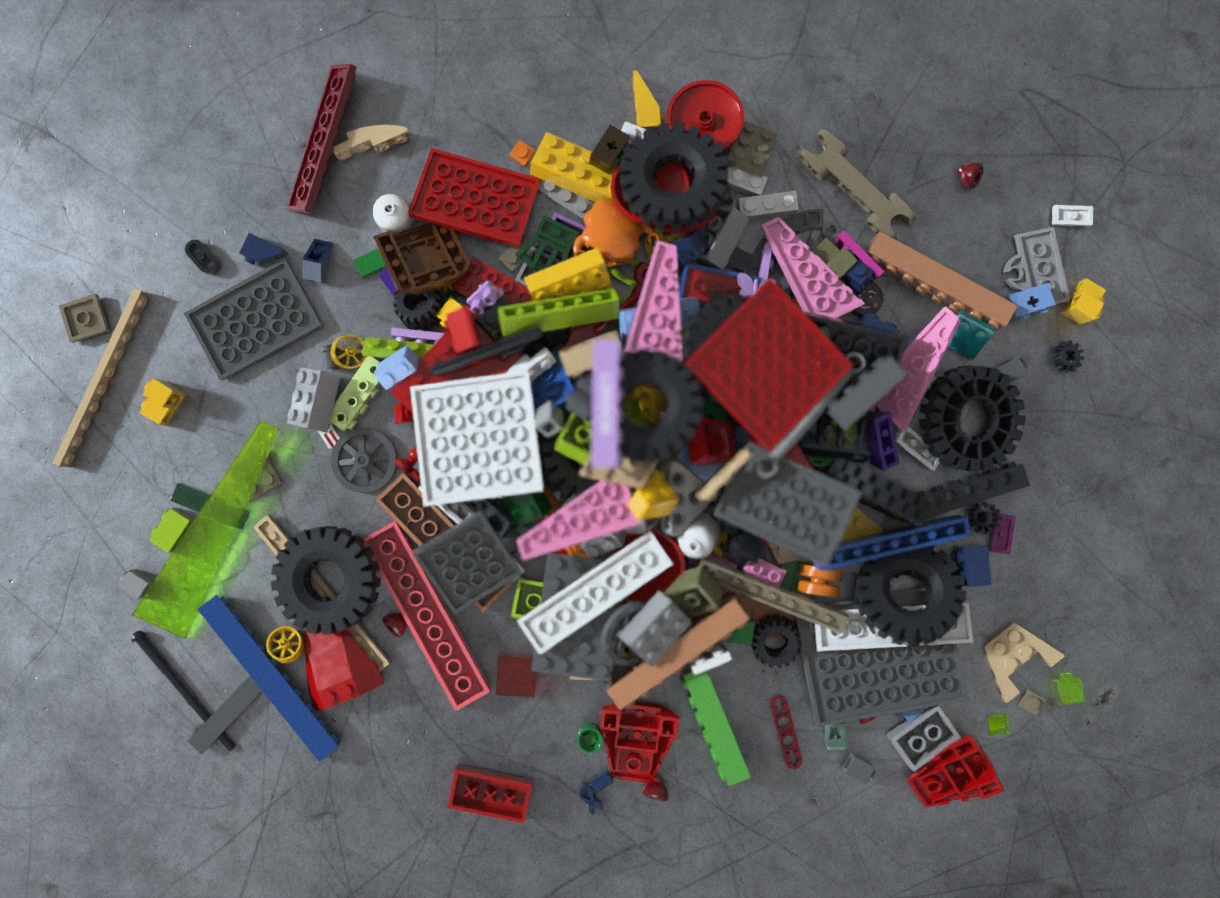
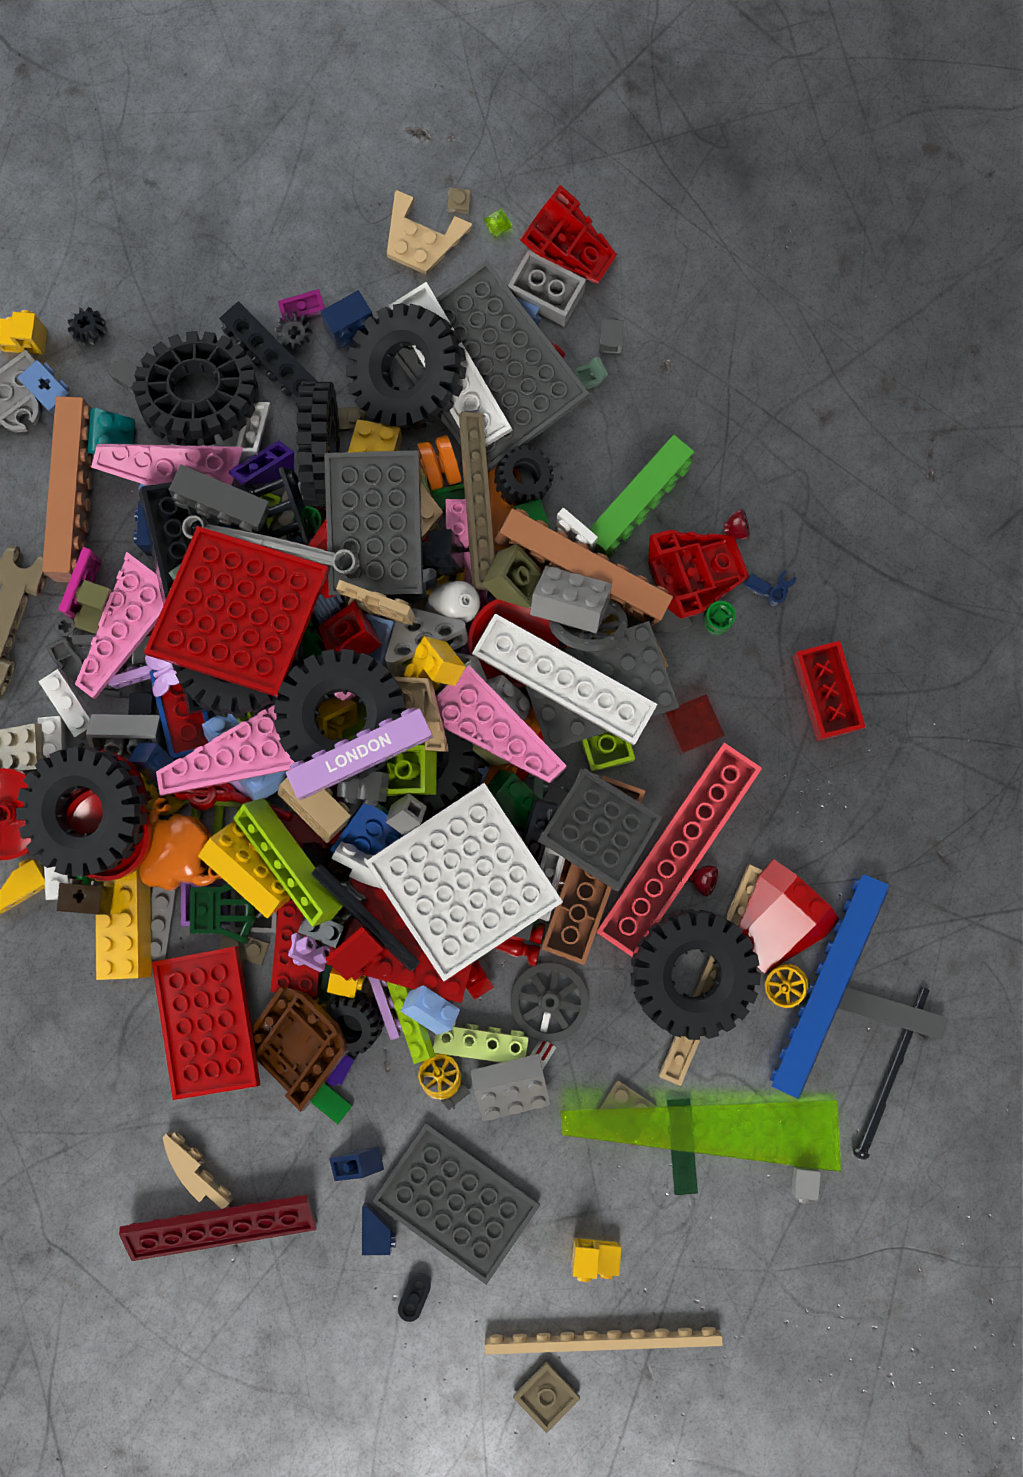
camera: 110 degrees left, 5 degrees down
(171, 529) = (728, 1174): lime brick -> none
(396, 218) = (276, 1104): white cylinder -> none
(522, 153) = (133, 997): orange plate -> none
(782, 732) = (609, 423): dark red beam -> none
(859, 277) = (101, 571): dark blue brick -> none
(873, 300) = (114, 551): black head -> none
(898, 541) = (357, 398): blue brick -> none
(1069, 689) = (427, 170): clear neon green brick -> none

